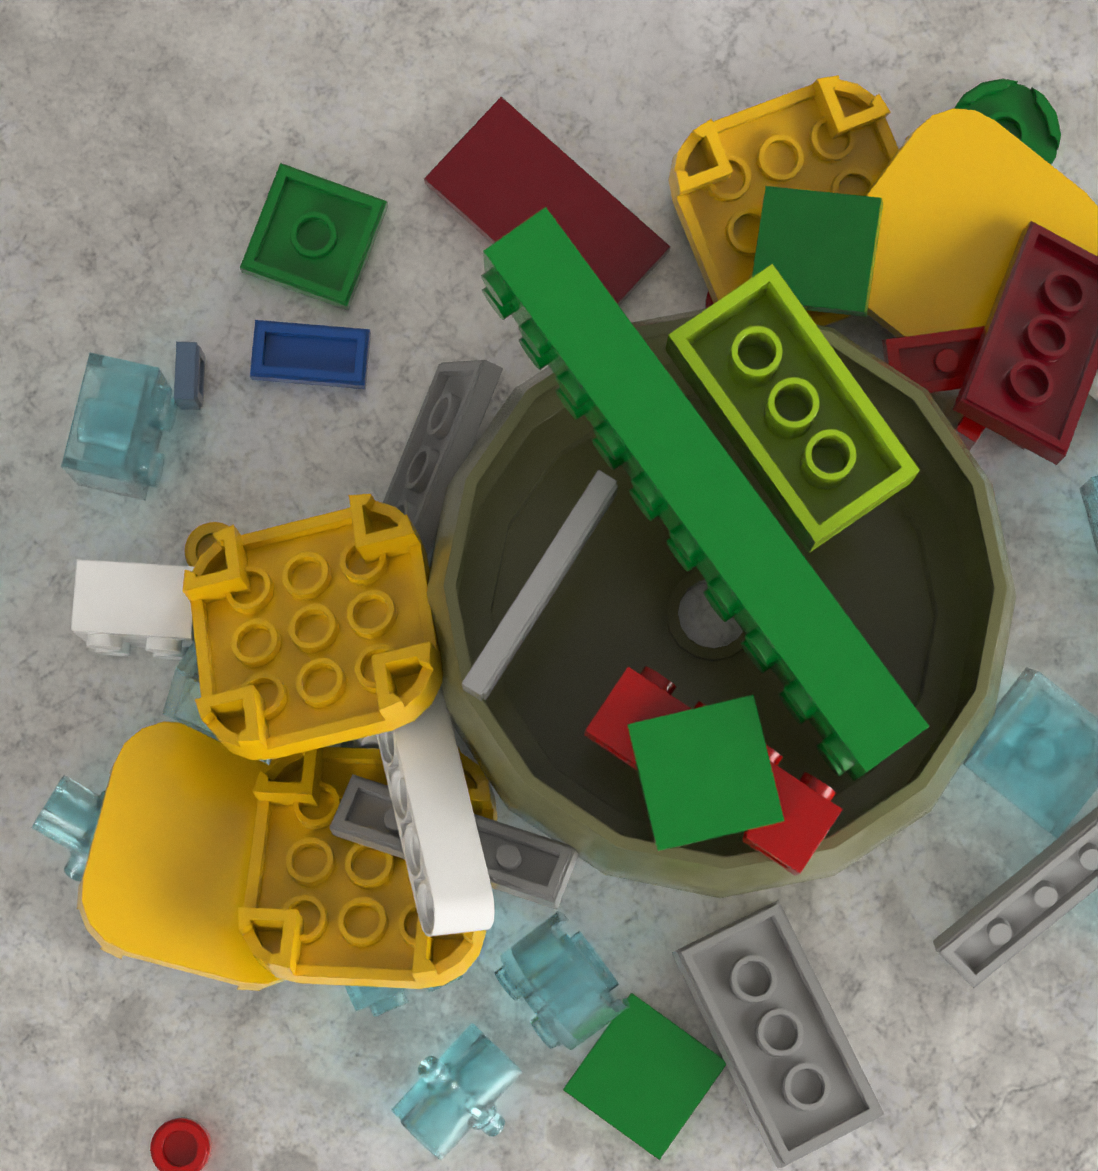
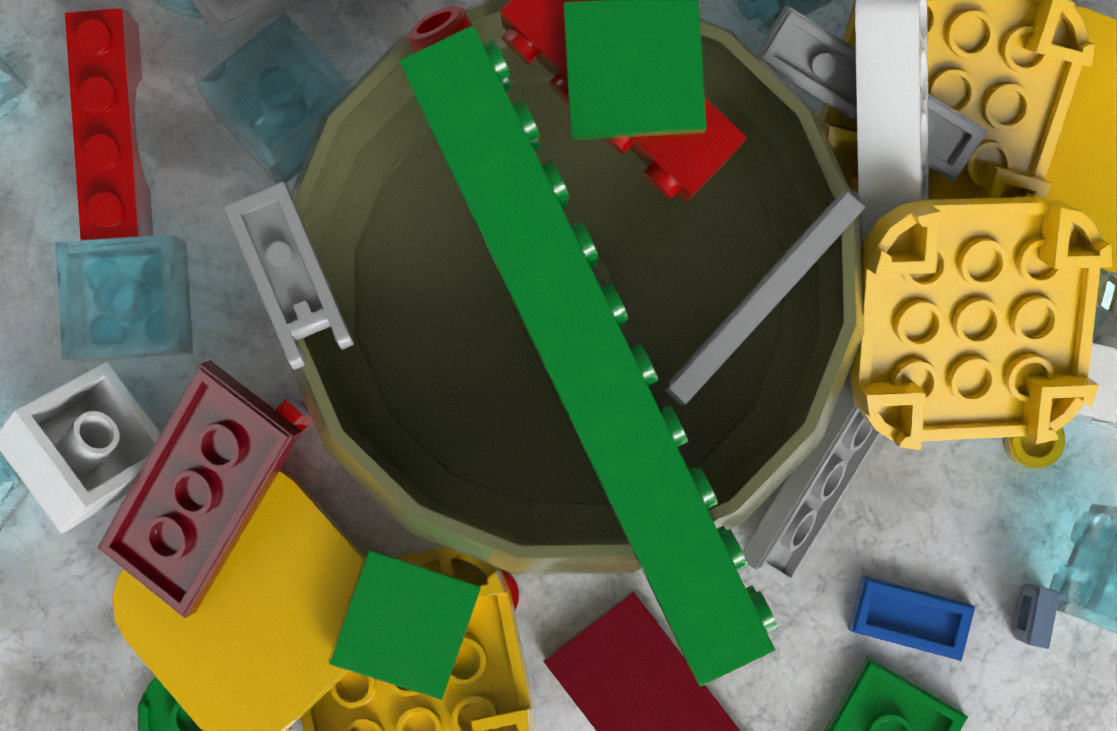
camera: 170 degrees left, 5 degrees up
(790, 408) = (472, 434): lime brick -> none
(894, 785) = (437, 27): none -> red tile
(934, 359) = (311, 494): red plate -> none
(996, 535) = (286, 269): none -> light grey hinge

